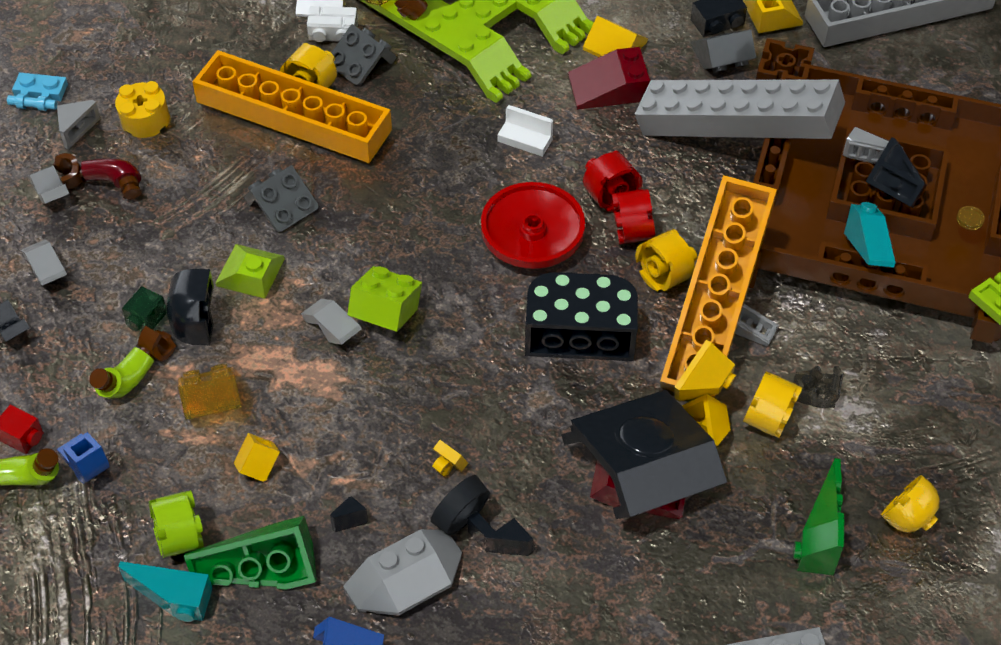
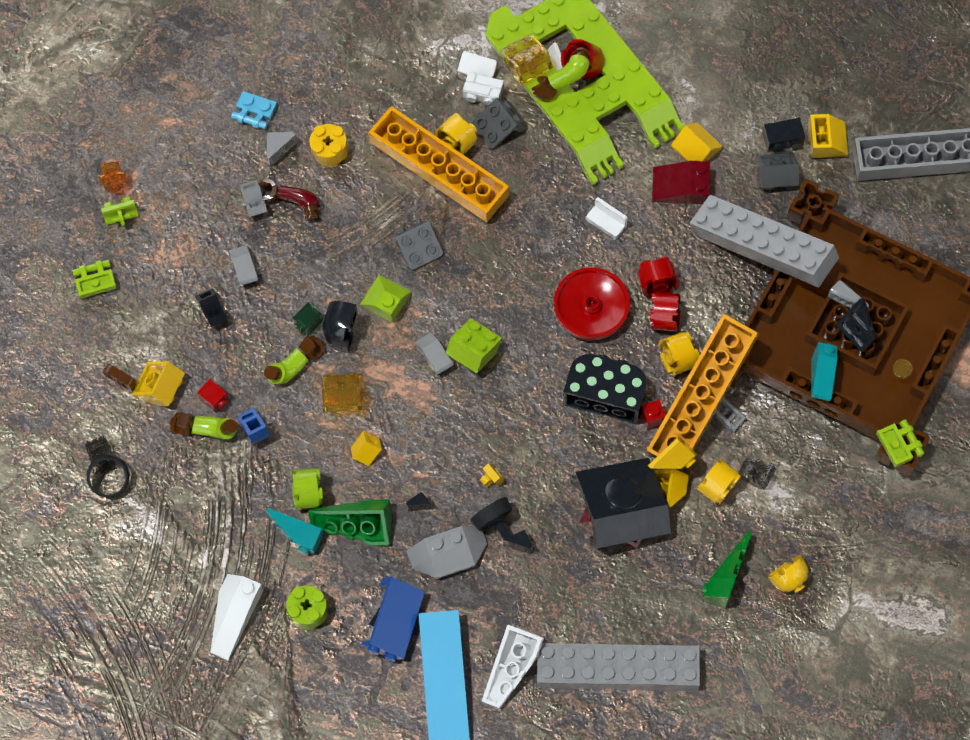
camera: 15 degrees right, 15 degrees up
(653, 340) = (652, 414): none -> red brick

